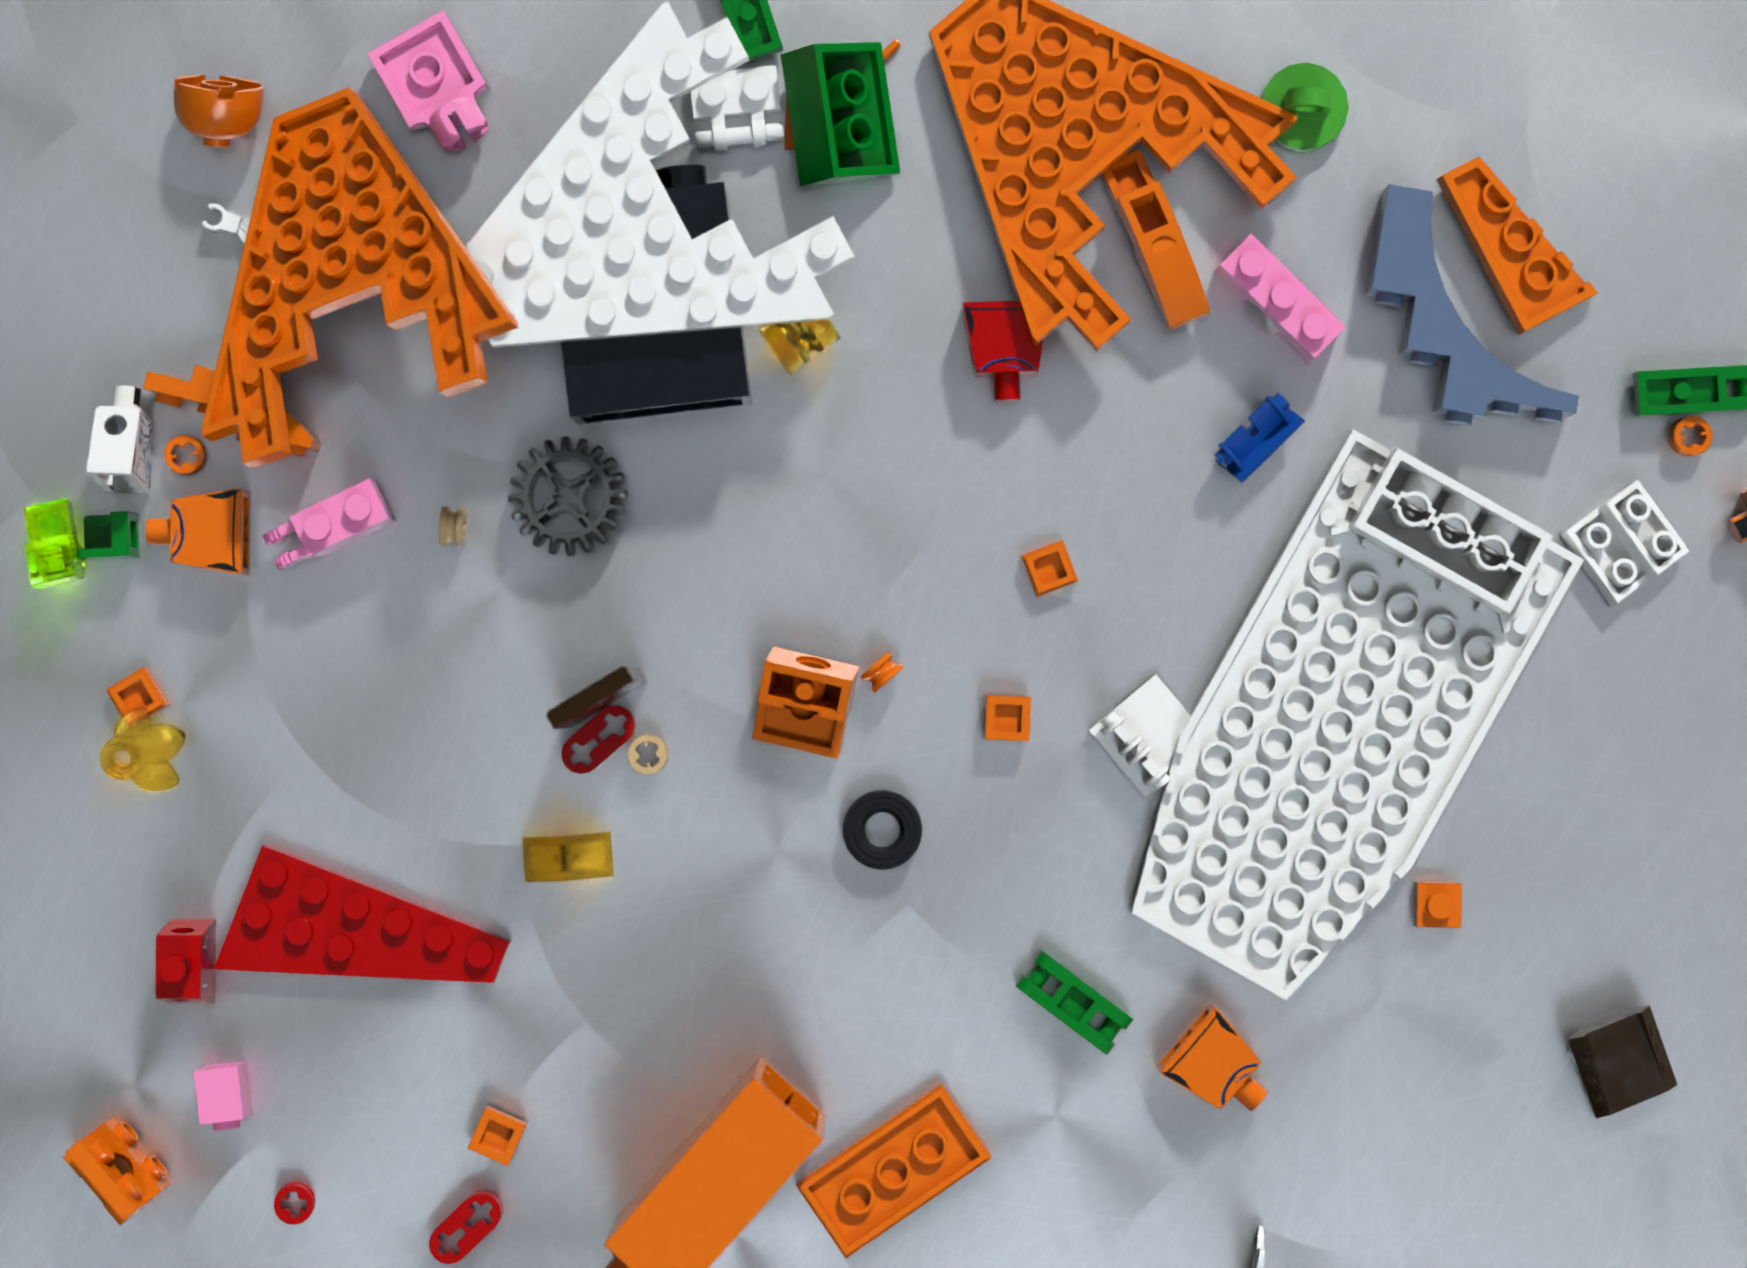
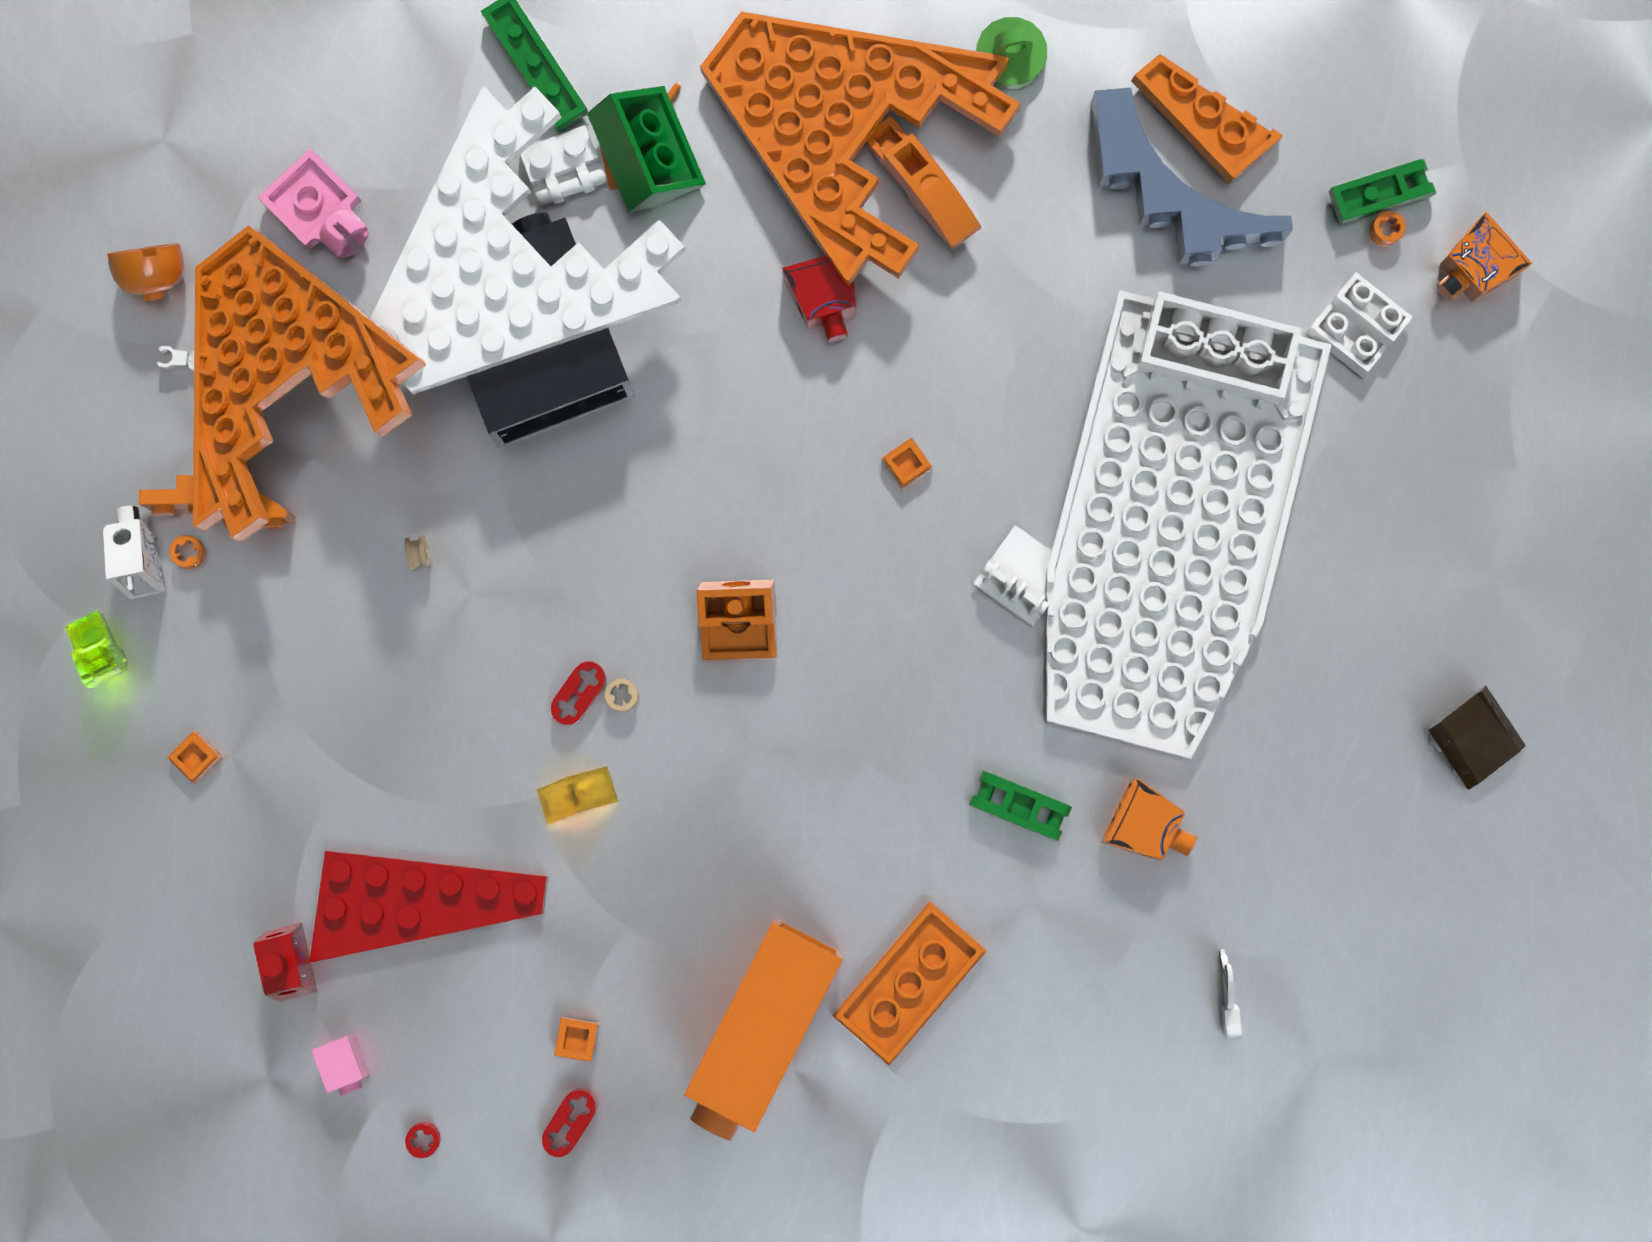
camera: 10 degrees left, 5 degrees down
(110, 536) = (142, 632): green panel -> none
(119, 1193) = (277, 1167): orange brick -> none
(149, 751) = (213, 796): clear yellow plate -> none
(207, 531) = (219, 607): orange torso -> none
(333, 523) = (319, 574): bright pink hinge -> none
(551, 508) = (515, 490): dark grey gear -> none
(595, 697) = (566, 652): dark brown tile -> none
(796, 341) = (655, 331): clear yellow wheel -> none
(881, 672) = (793, 579): orange bush -> none
(882, 857) = (827, 729): black tyre -> none
(1007, 718) = (905, 590): orange plate -> none
(1251, 447) = (1040, 326): blue hinge -> none
(1292, 308) = (1051, 210): bright pink arch -> none
(1437, 904) = (1292, 650): orange plate -> none

